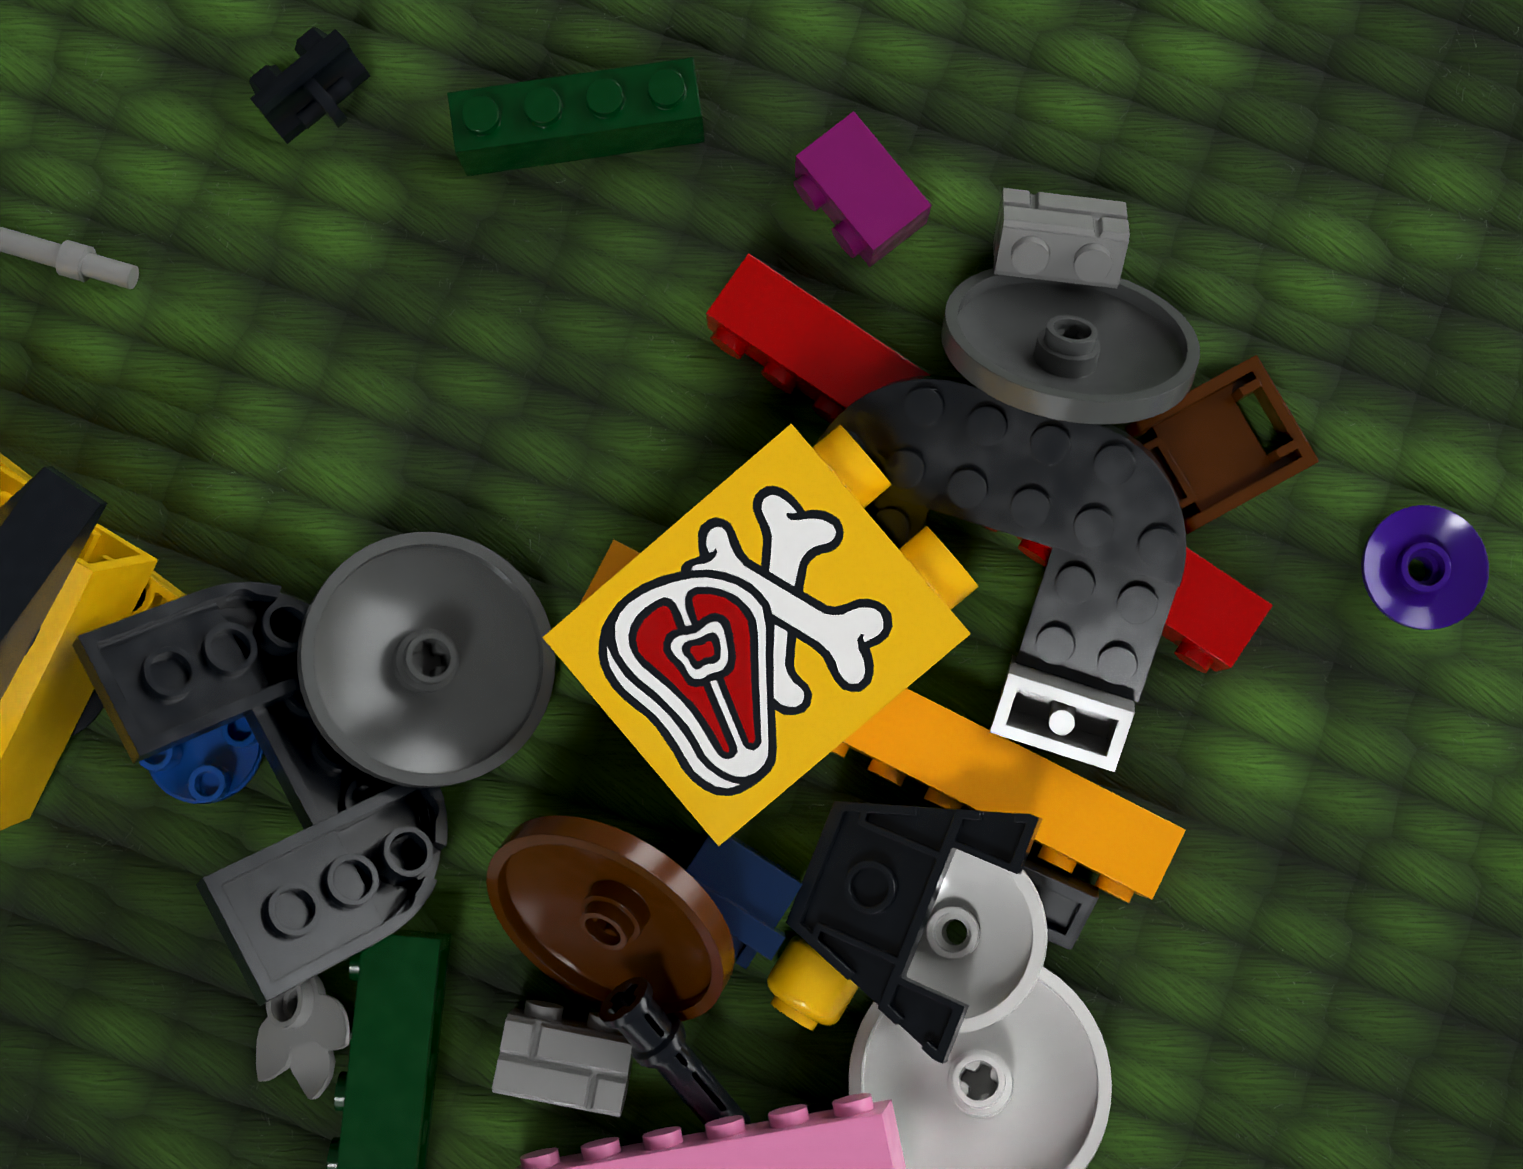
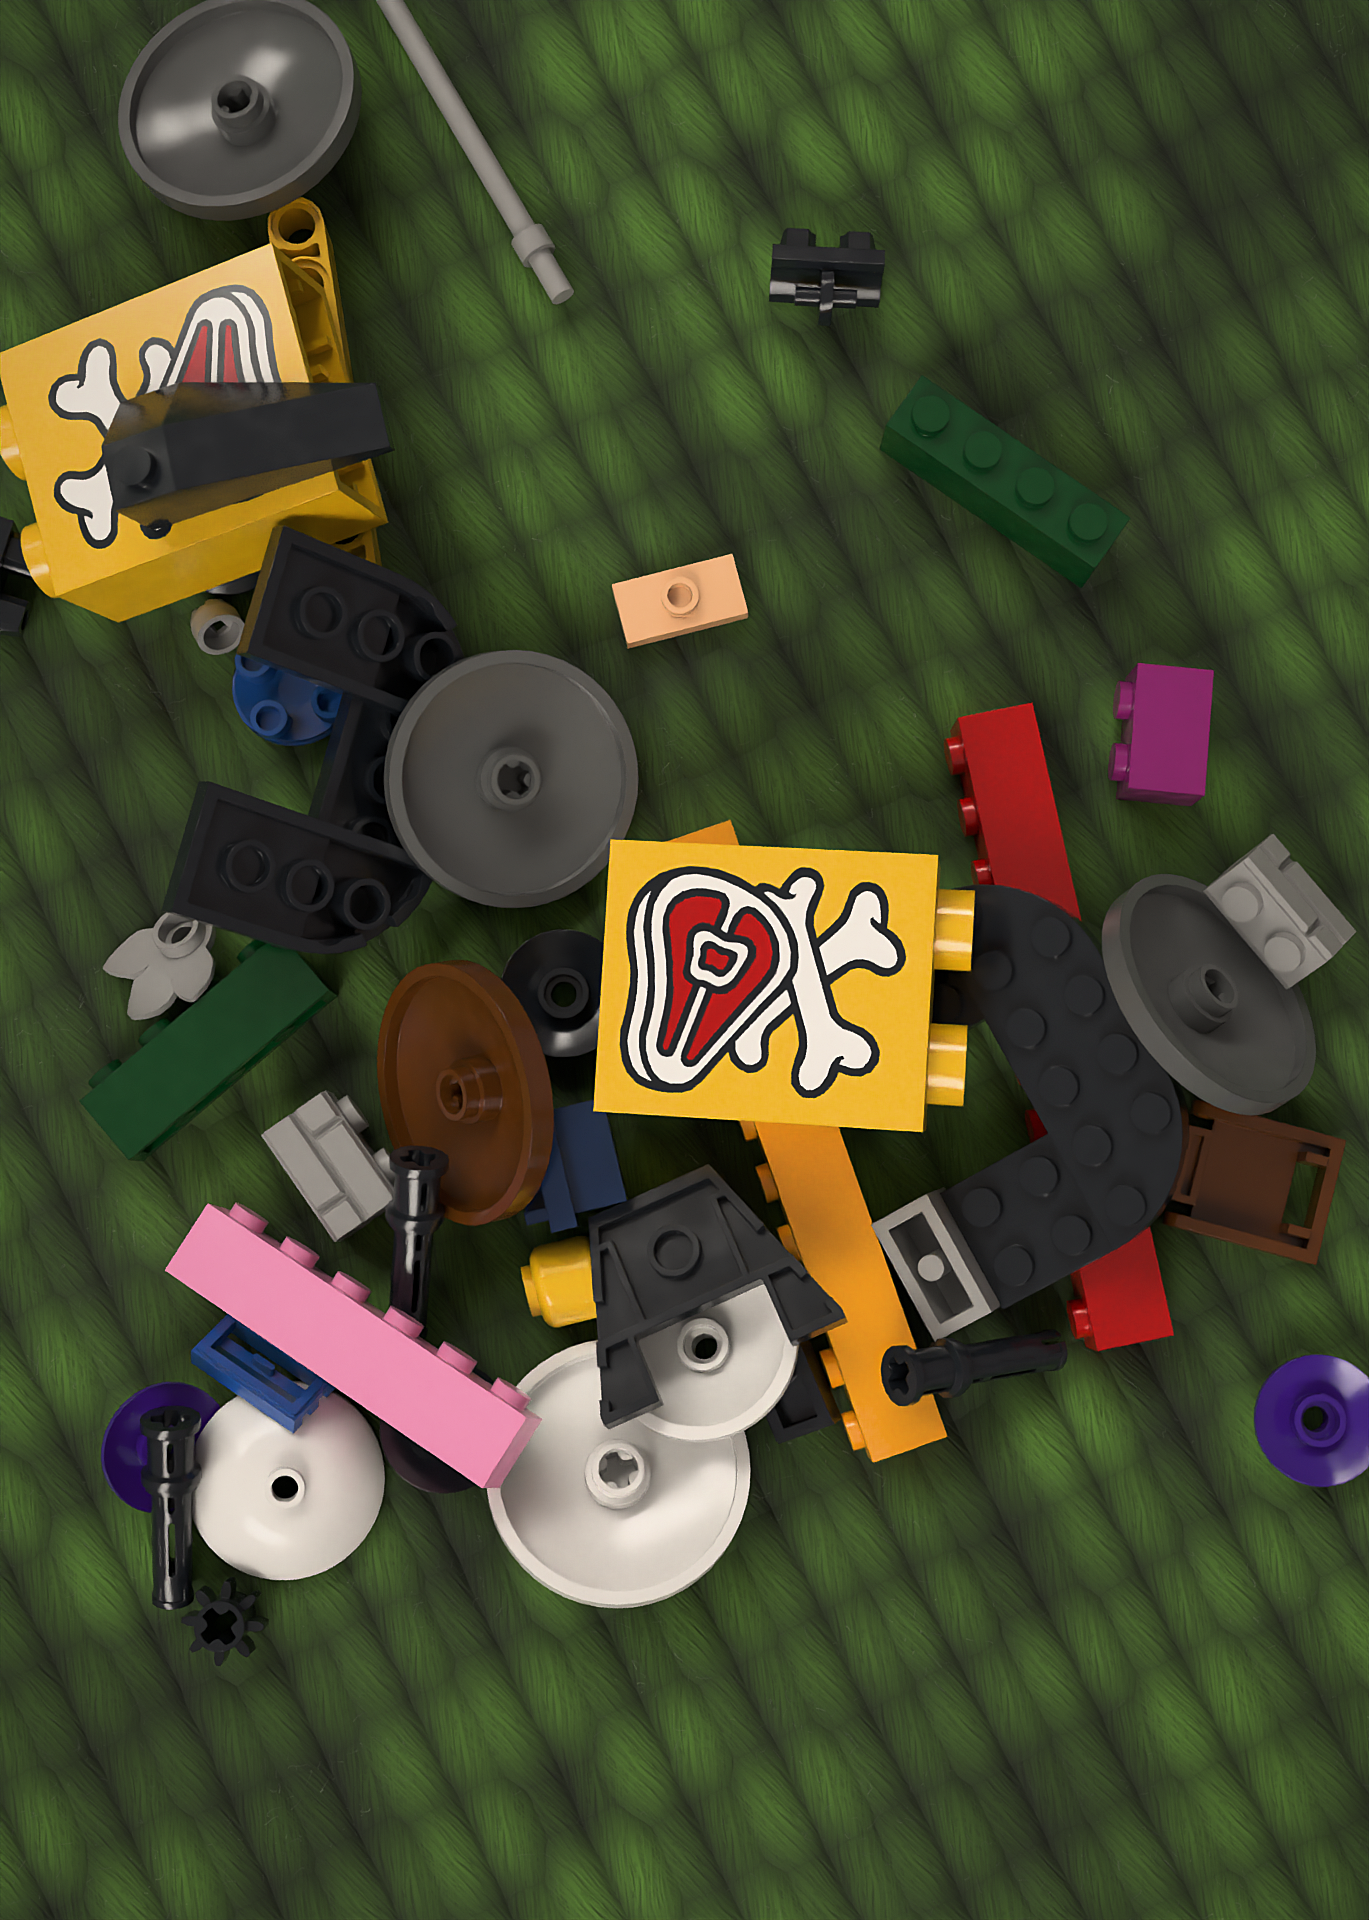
camera: 40 degrees right, 0 degrees up
(99, 765) = (206, 635): none -> light grey hinge
(427, 417) = (680, 601): none -> light nougat plate
(579, 785) = (539, 968): none -> black dish
(1144, 777) = (951, 1366): none -> black pin

